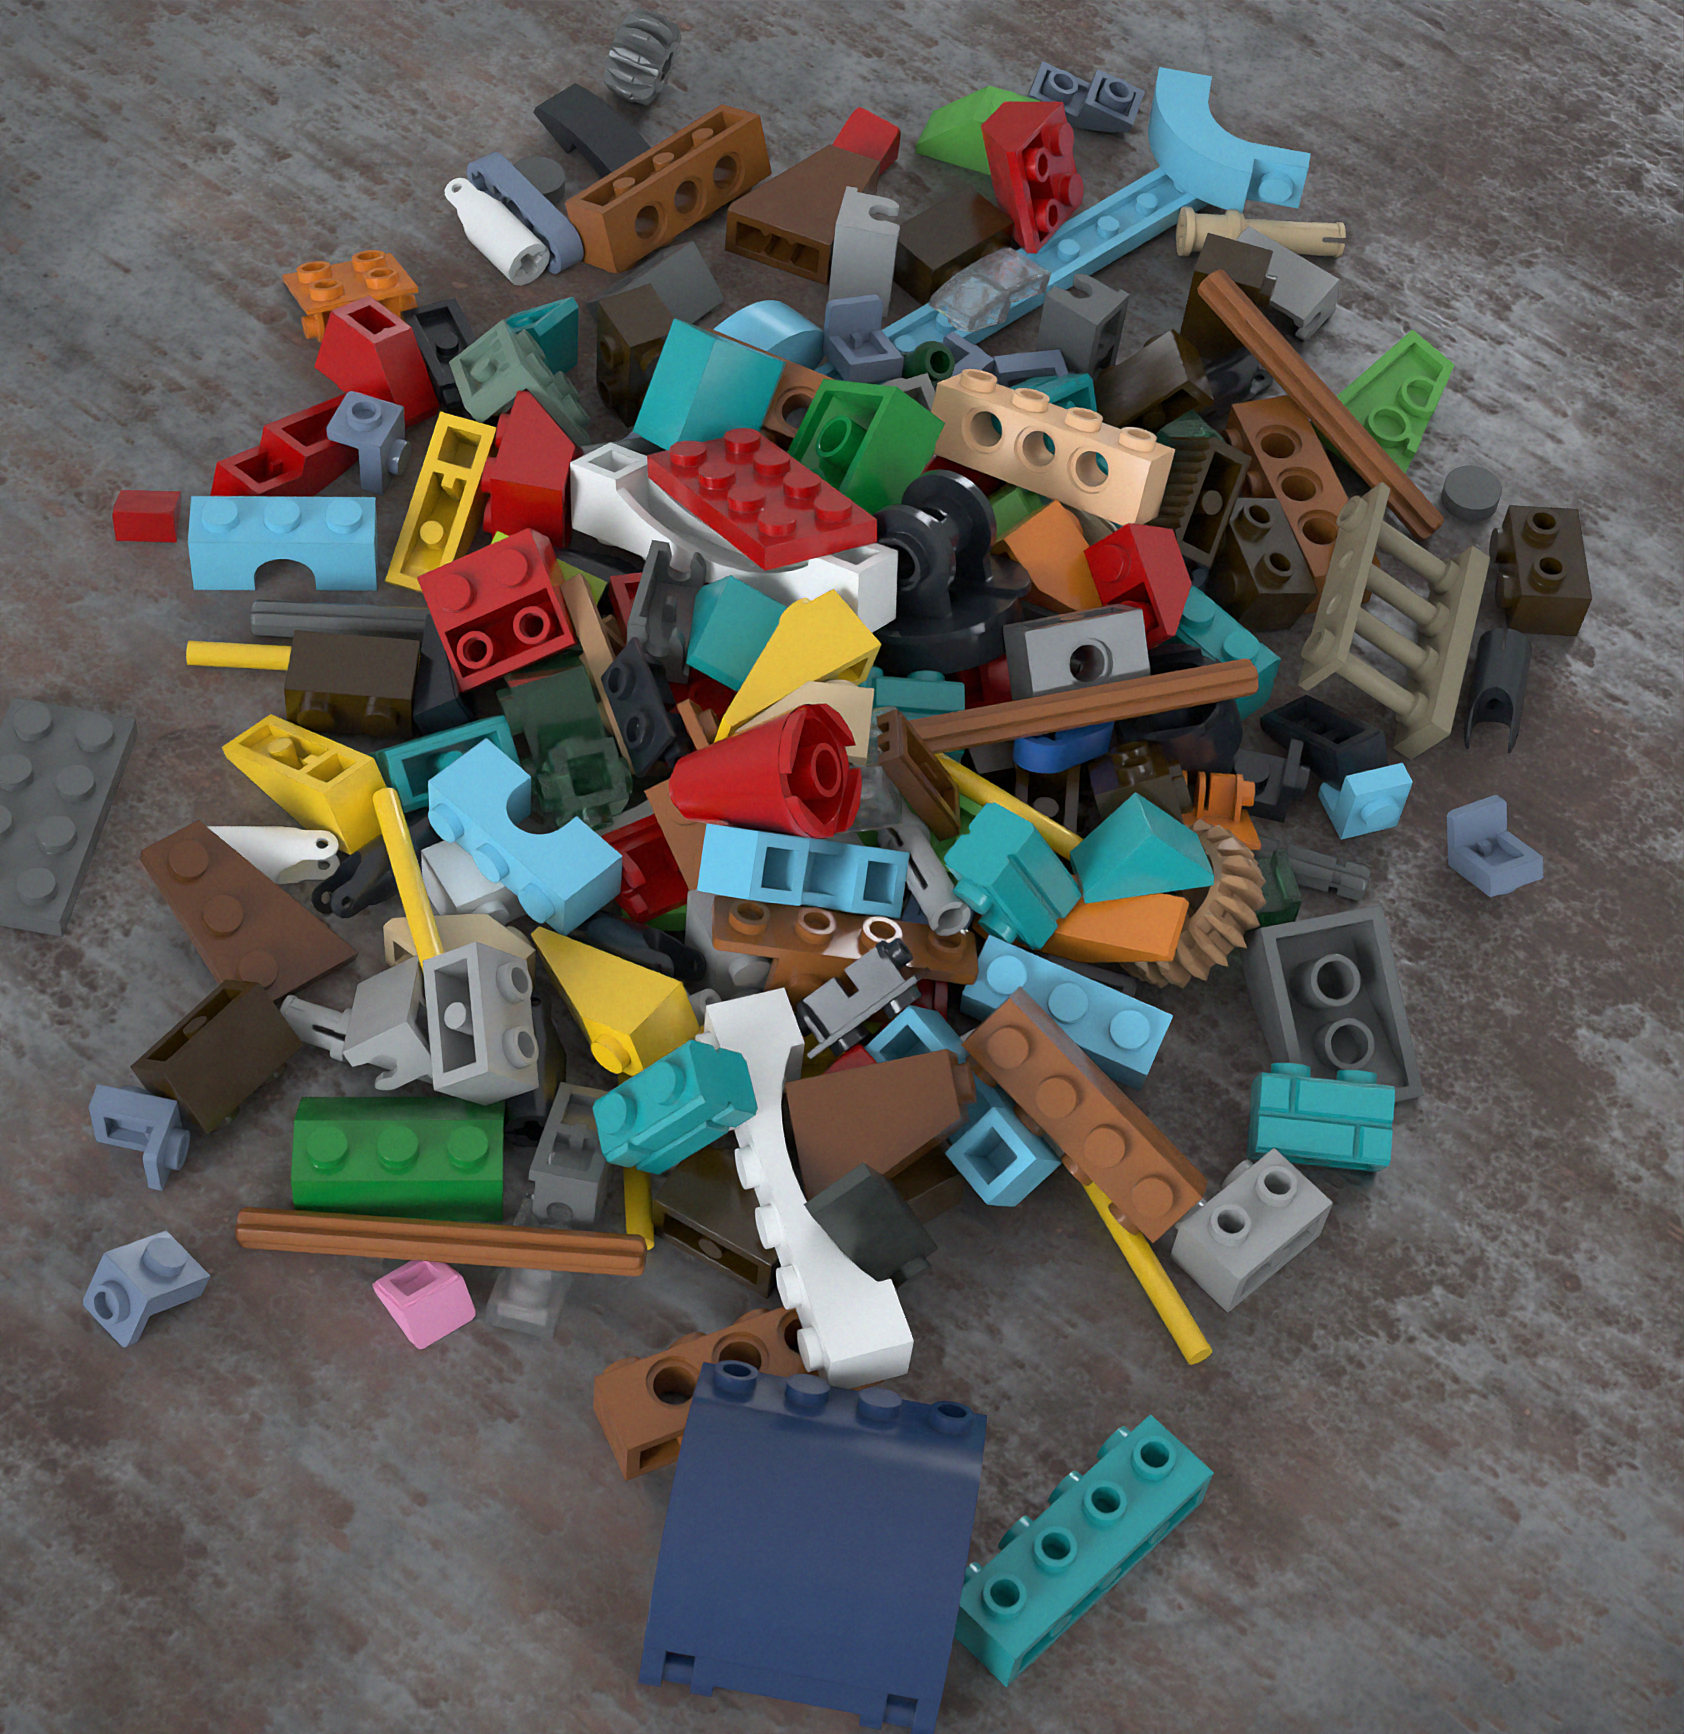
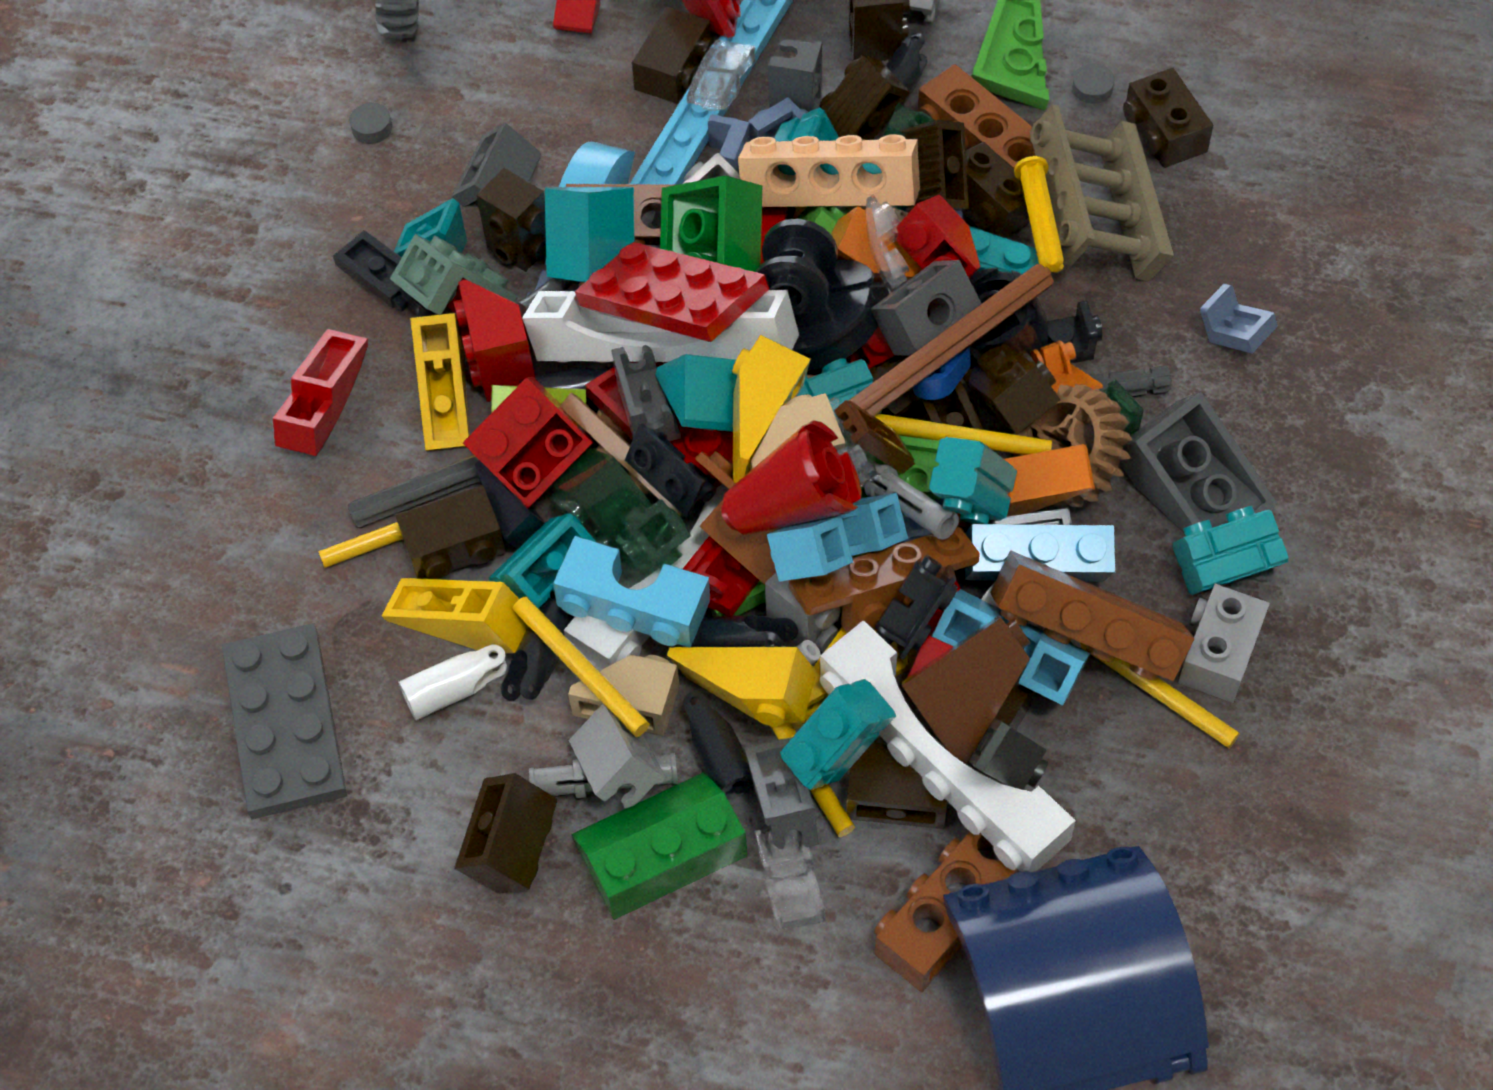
camera: 15 degrees left, 5 degrees up
(141, 1282) = (541, 1012): sand blue bracket -> none
(143, 1123) = (477, 901): sand blue bracket -> none
(147, 516) = (238, 474): red slope -> none
(240, 533) = (318, 460): medium azure arch -> none
(240, 916) = (465, 730): reddish brown wing -> none
(327, 287) = (282, 254): orange hinge -> none
(377, 356) = (340, 299): red slope -> none
(378, 433) = (365, 348): sand blue bracket -> none
(426, 1300) = (728, 932): bright pink slope -> none
(441, 1241) = (722, 891): dark orange axle -> none
(480, 1024) = (677, 733): light grey brick -> none
(498, 233) = (366, 171): white piece -> none
(506, 184) = (376, 148): sand blue beam -> none
(593, 127) = (383, 66): black slope -> none
(669, 188) = (467, 91): dark orange brick -> none
(795, 214) = (565, 71): reddish brown slope -> none
(856, 341) = (655, 150): sand blue bracket -> none
(864, 248) = (625, 84): light grey hinge -> none
(929, 358) = (706, 146): dark green pin -> none
(1064, 544) = (881, 232): none -> clear slope
(1077, 1547) = (1233, 897): teal brick -> none
(1139, 854) = (1040, 428): teal slope -> none
(1313, 558) = (1032, 173): none -> yellow axle
(1319, 403) = (973, 63): dark orange axle -> none
(1332, 743) = (1112, 293): black slope -> none
(1367, 800) = (1142, 324): medium azure bracket -> none
(1498, 682) = (1181, 206): black piece -> none

